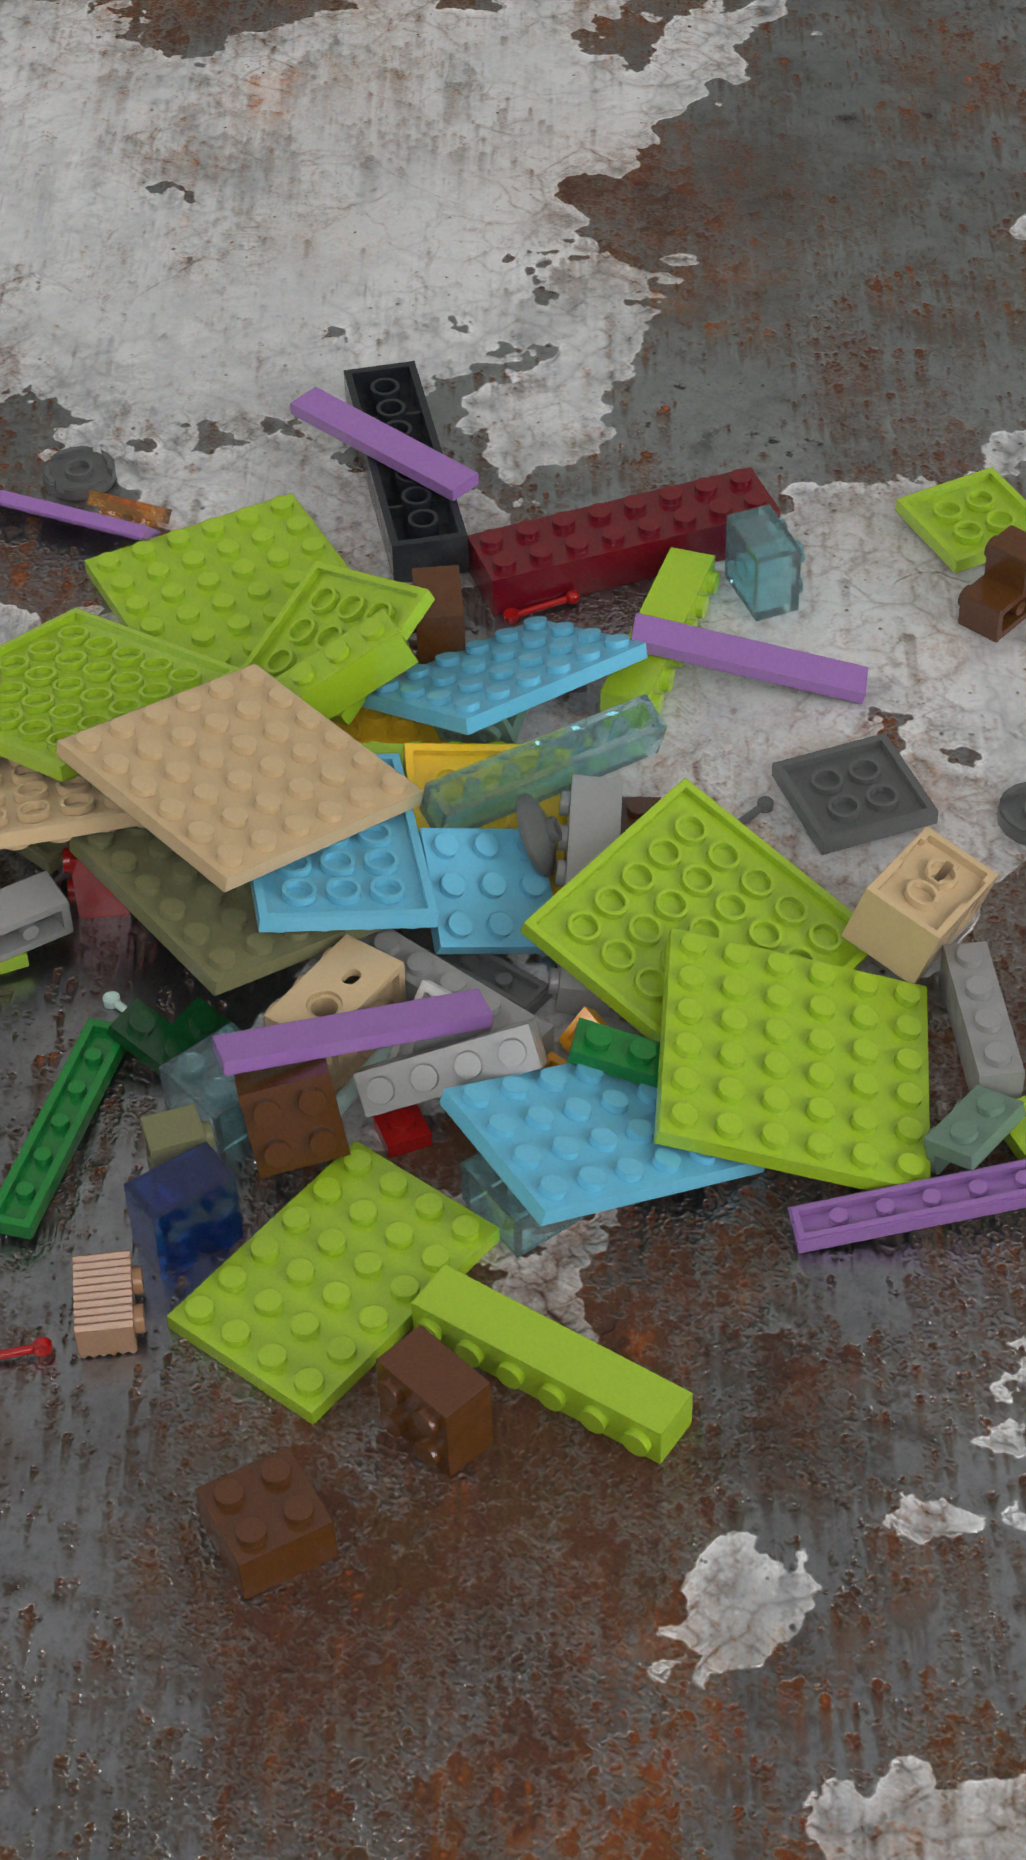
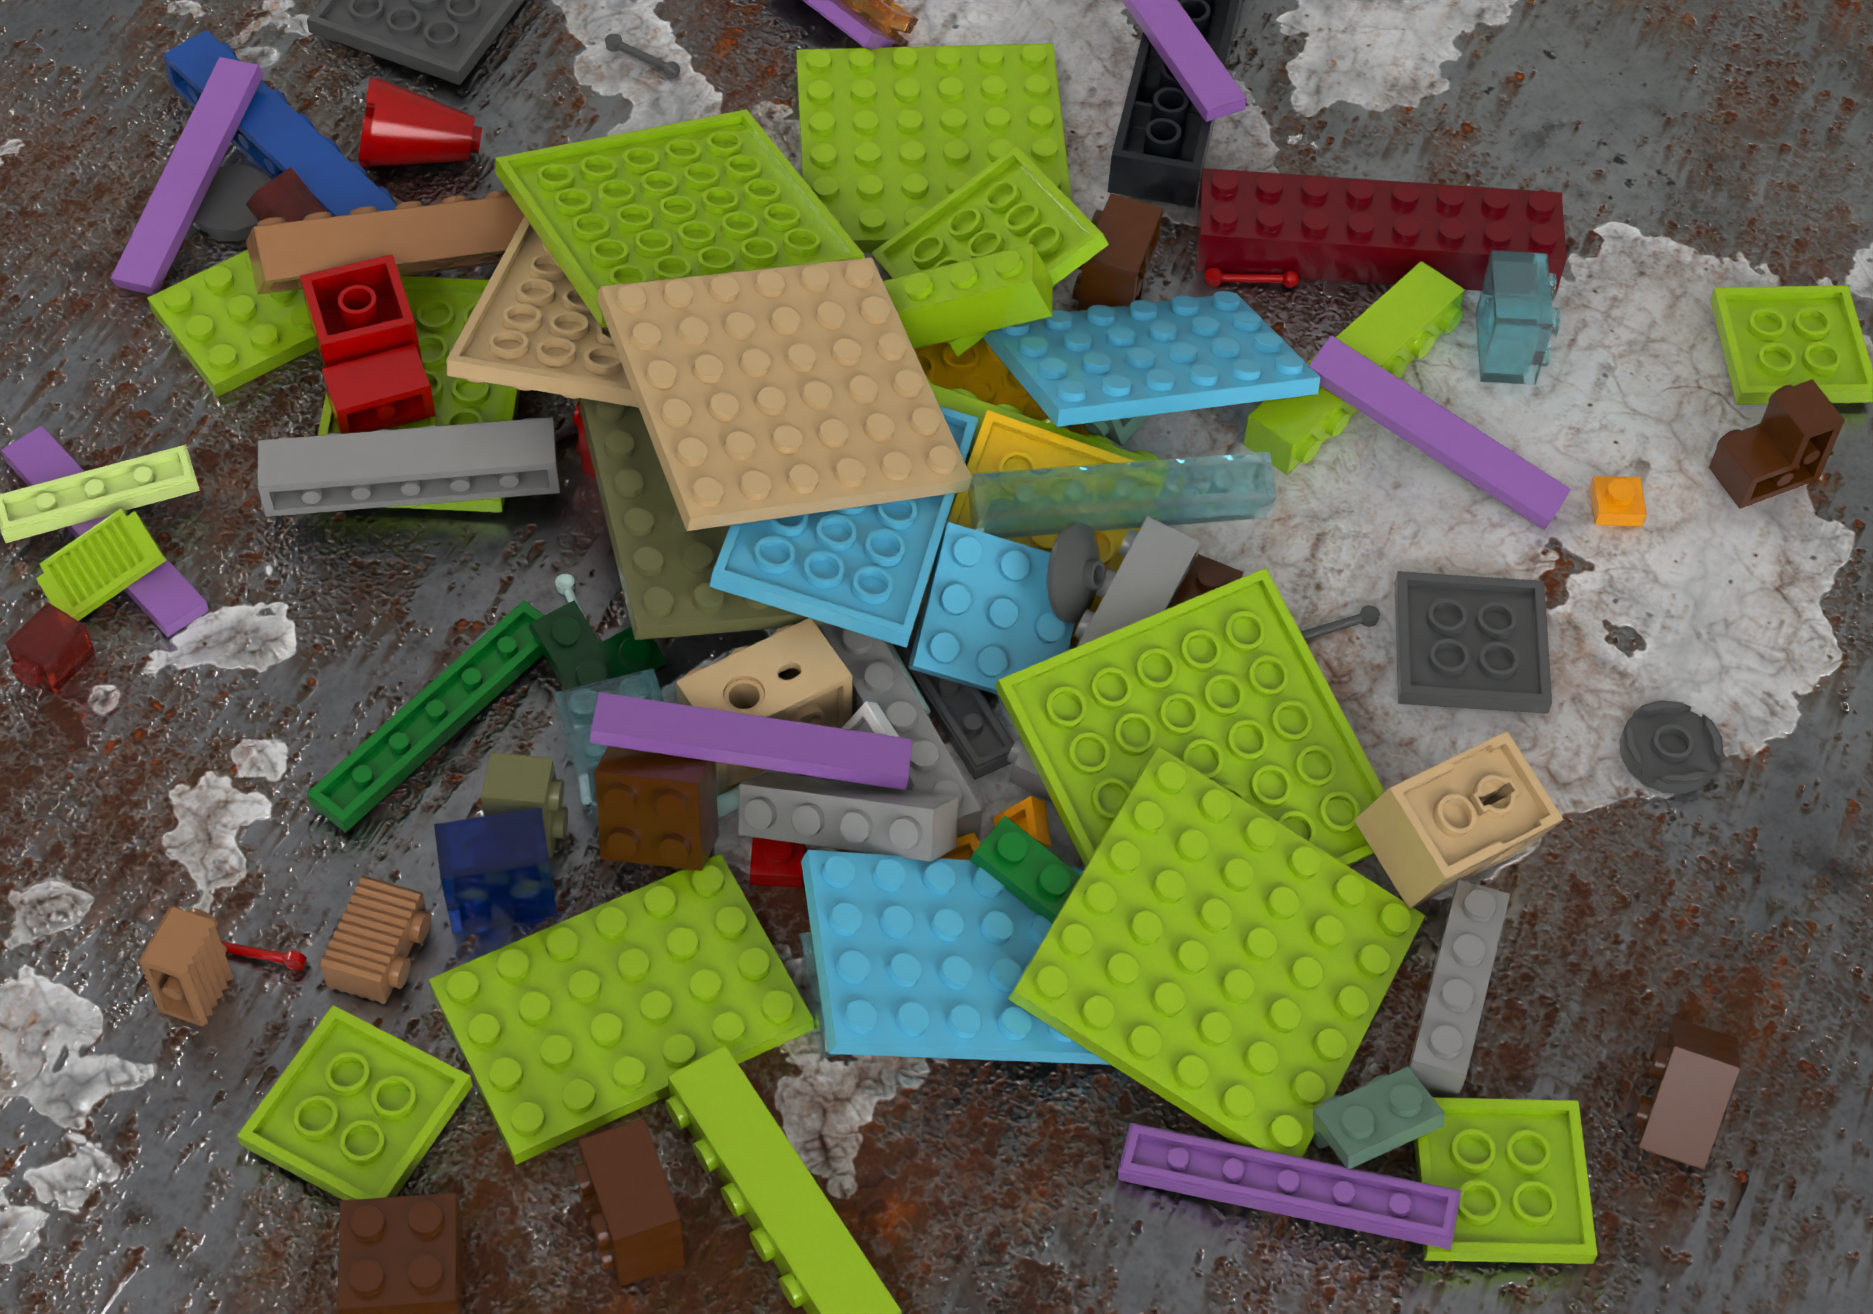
camera: 20 degrees right, 10 degrees up
(158, 1430) = (355, 1109): none -> lime plate
(905, 665) = (1617, 501): none -> light orange plate

